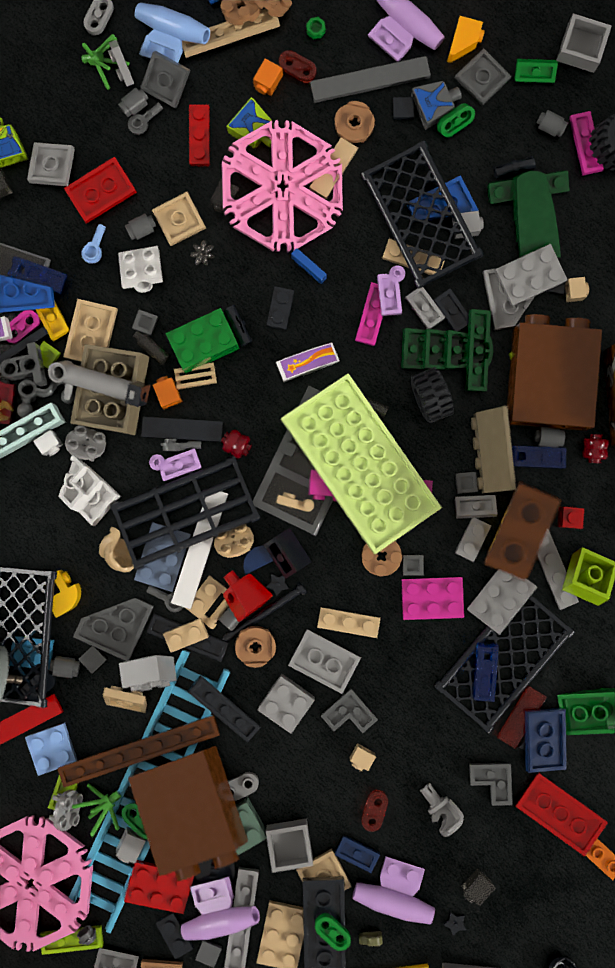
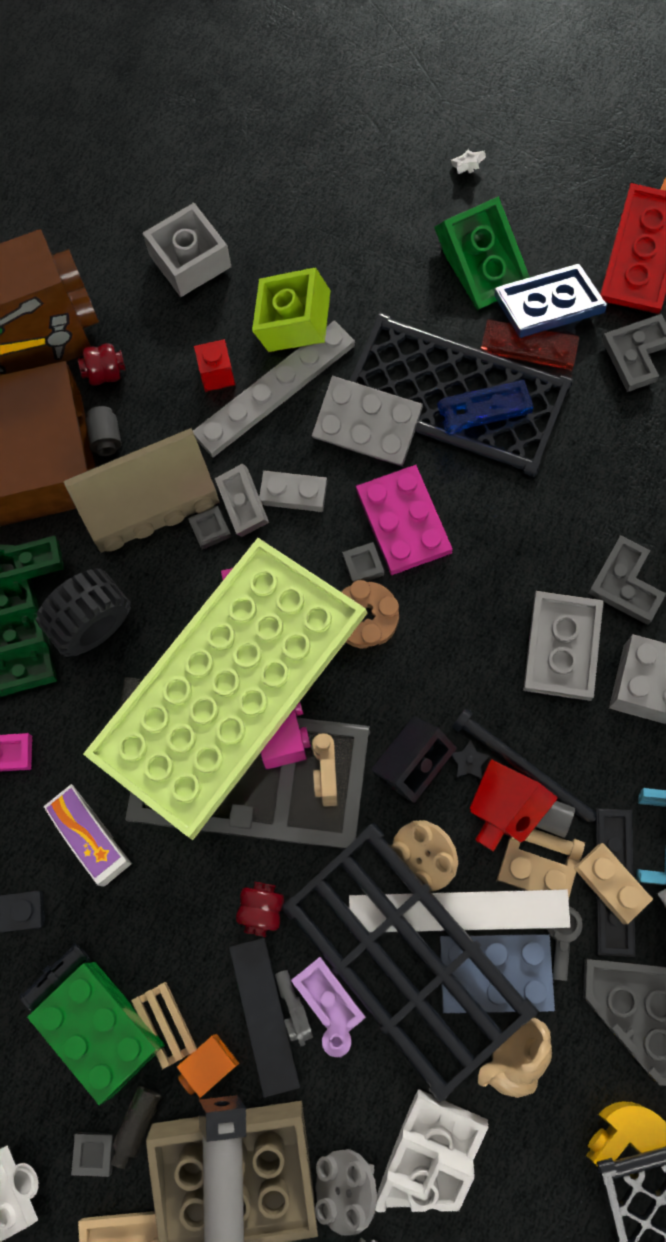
camera: 105 degrees left, 15 degrees down
(256, 558) = (440, 808): dark blue tile -> none
(262, 637) = (574, 777): medium nougat plate -> none
(348, 622) = (488, 630): tan plate -> none
(522, 530) = (250, 397): reddish brown brick -> none
(539, 457) = (134, 423): clear blue plate -> none

